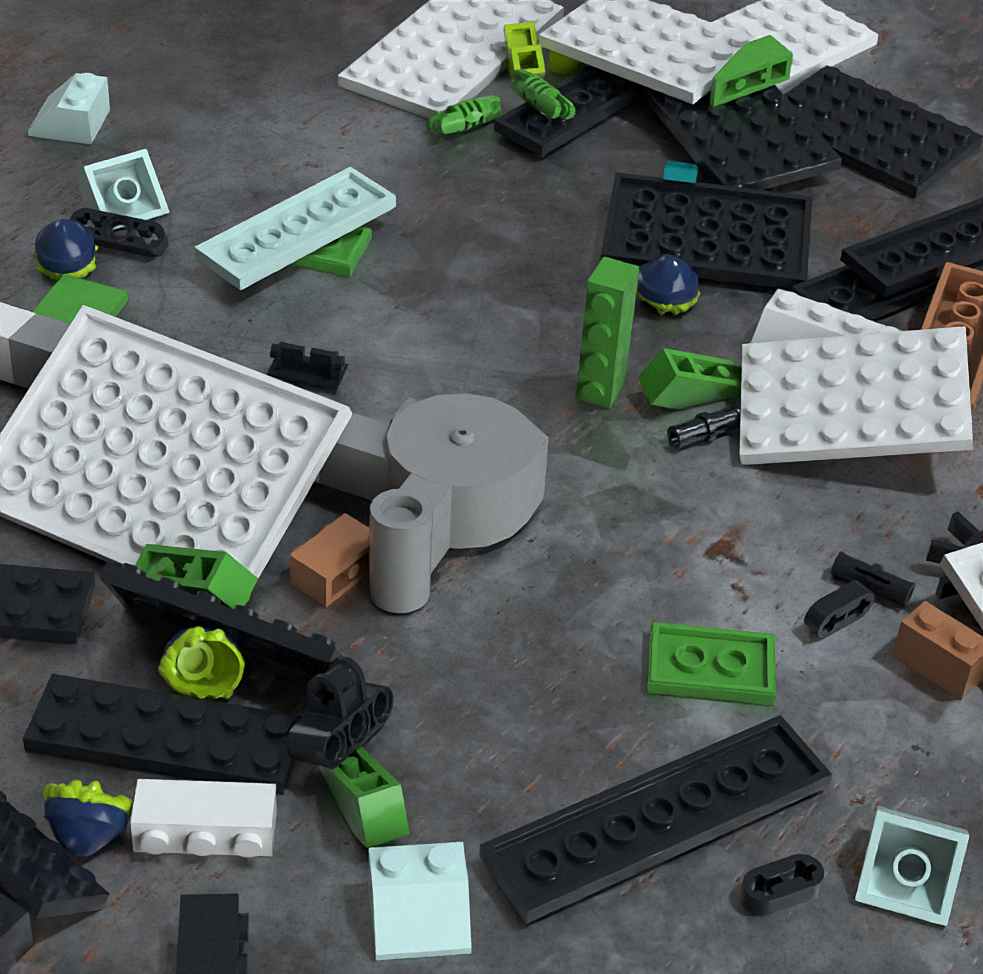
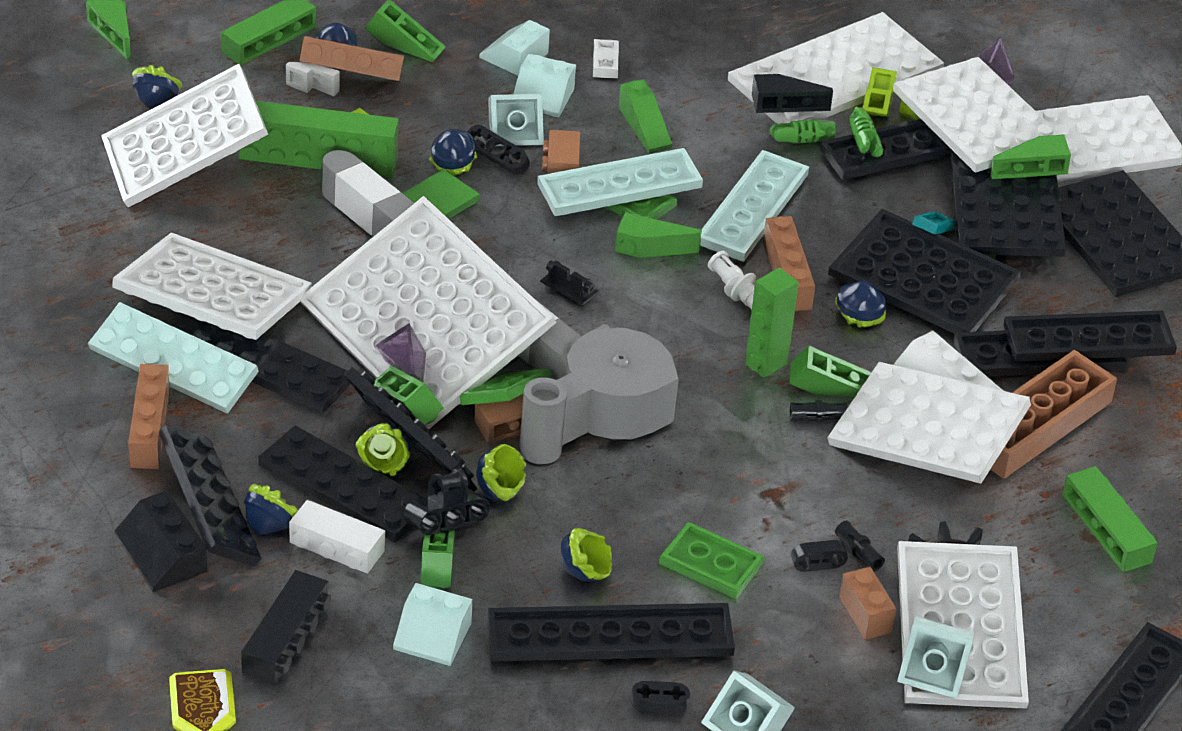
camera: 25 degrees right, 0 degrees up
(131, 131) = (547, 77): none -> light aqua slope
(160, 519) = (404, 352): none -> clear purple slope
(184, 97) = (605, 58): none -> white slope
(202, 212) = (561, 151): none -> nougat brick
(272, 145) = (644, 115): none -> bright green slope
(321, 522) = (503, 386): none -> bright green tile
(377, 280) = (653, 238): none -> bright green slope
(381, 642) = (501, 472): none -> lime hair
(427, 78) = (787, 94): none -> black slope
(464, 213) = (757, 196): none -> light aqua plate
(517, 306) = (737, 284): none -> white piece
(547, 259) = (786, 252): none -> nougat brick
(563, 718) = (586, 555): none -> lime hair

